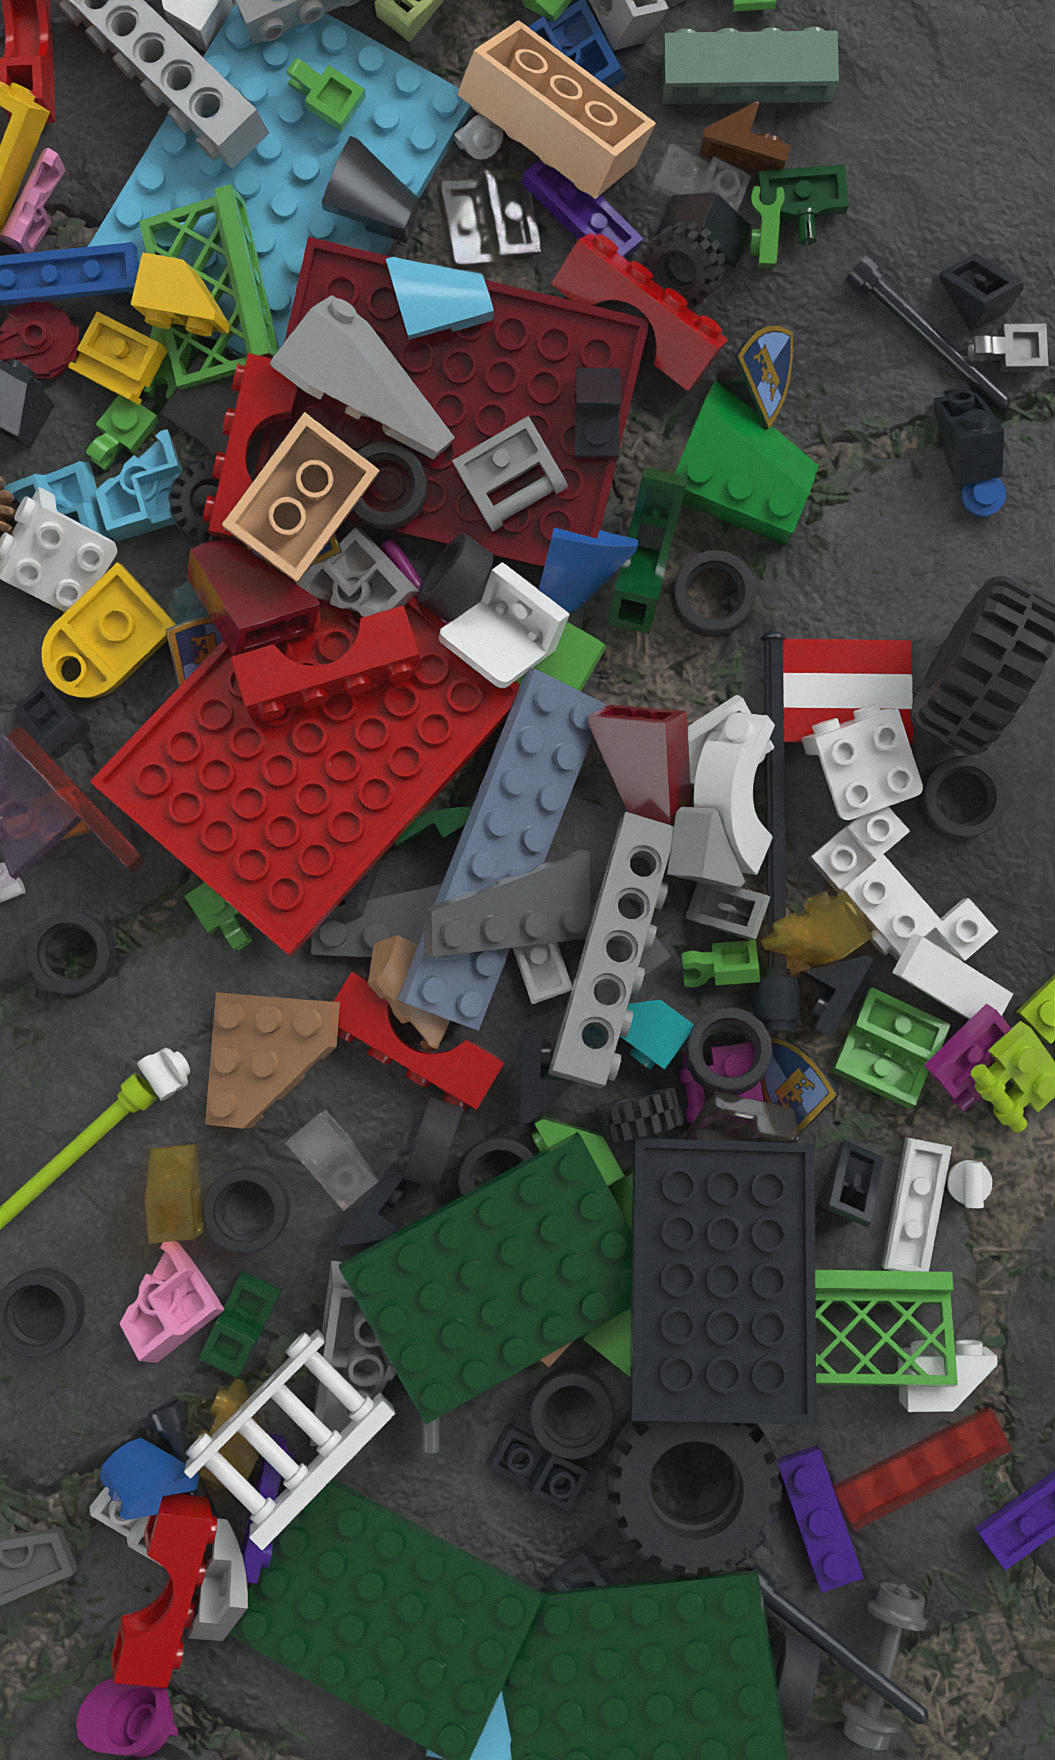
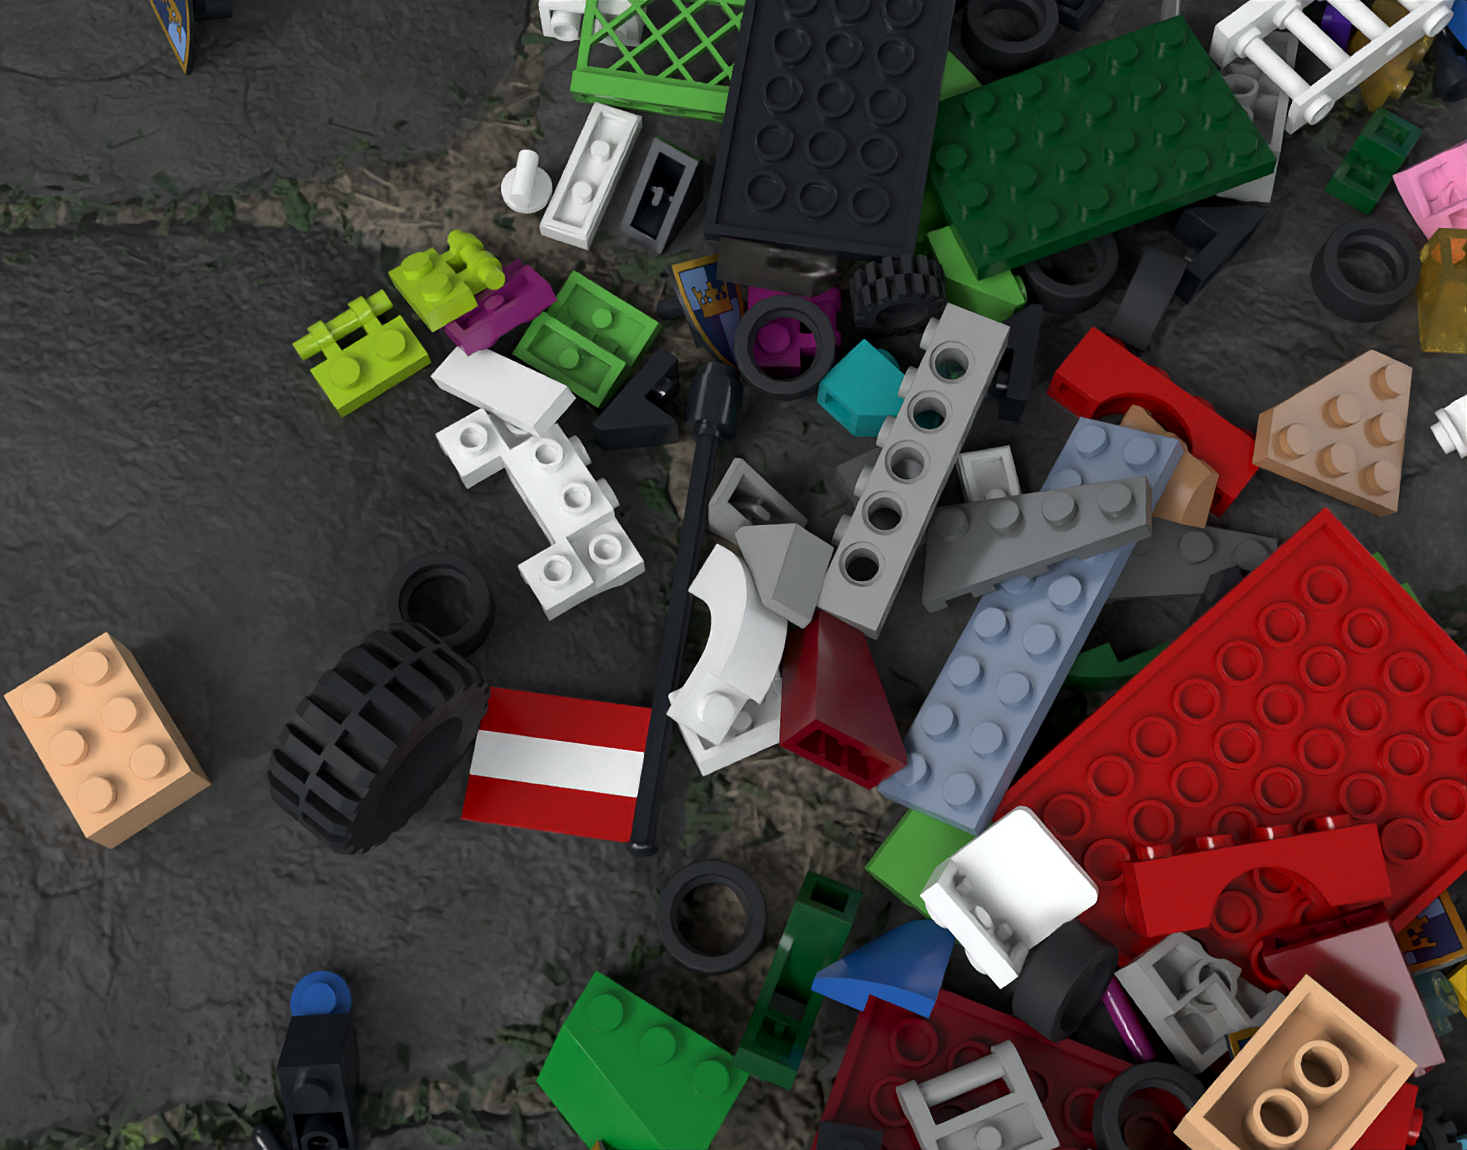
camera: 175 degrees left, 15 degrees down
(333, 1159) = (1266, 304): clear slope -> none
(727, 962) = (769, 452): bright green plate -> none
(822, 932) = (649, 466): clear yellow slope -> none
(865, 761) = (558, 658): white bracket -> none

